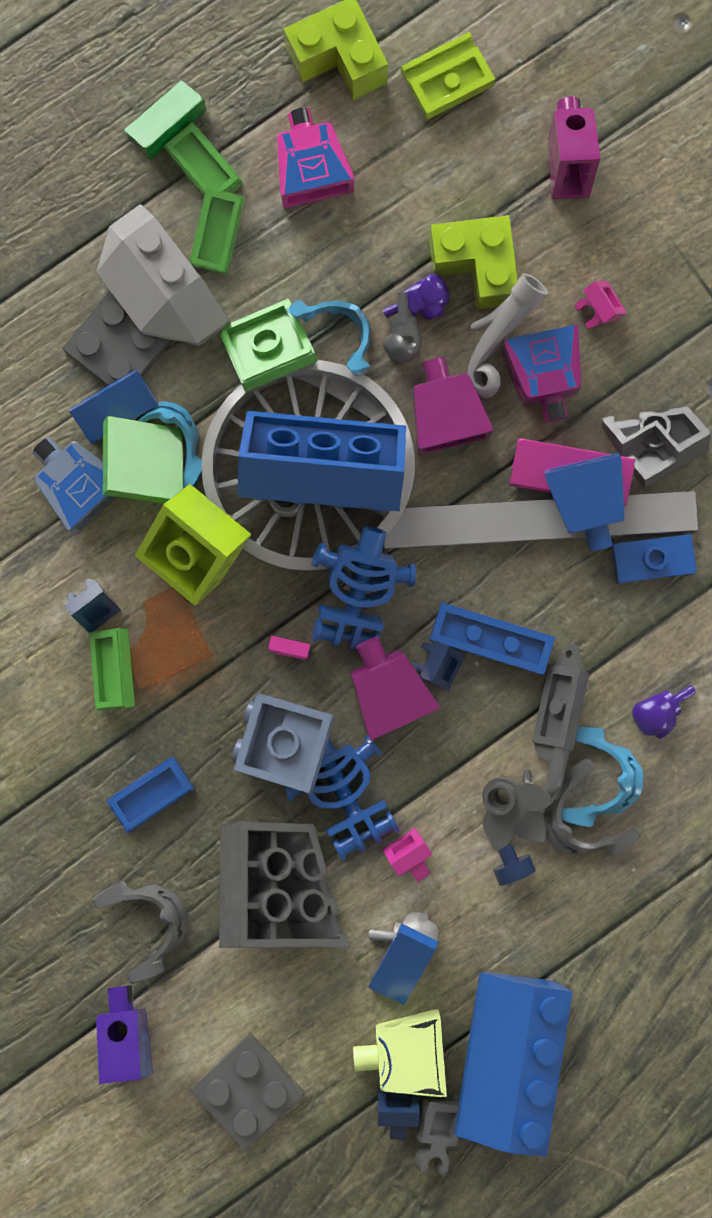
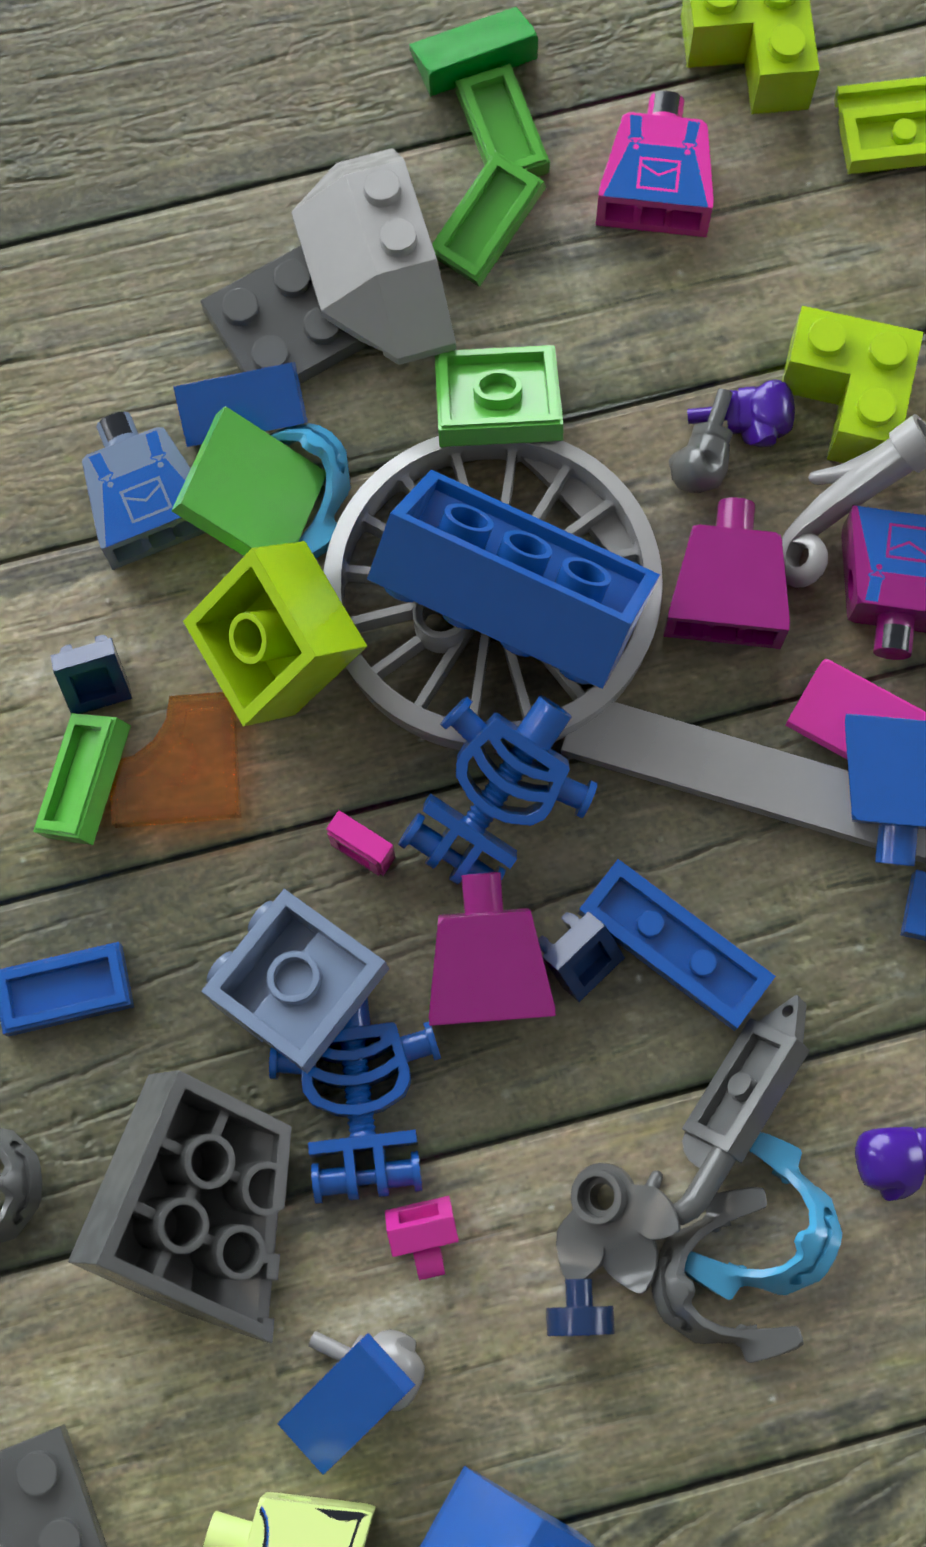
camera: 20 degrees right, 10 degrees down
(356, 363) = (617, 382): dark azure helmet -> none

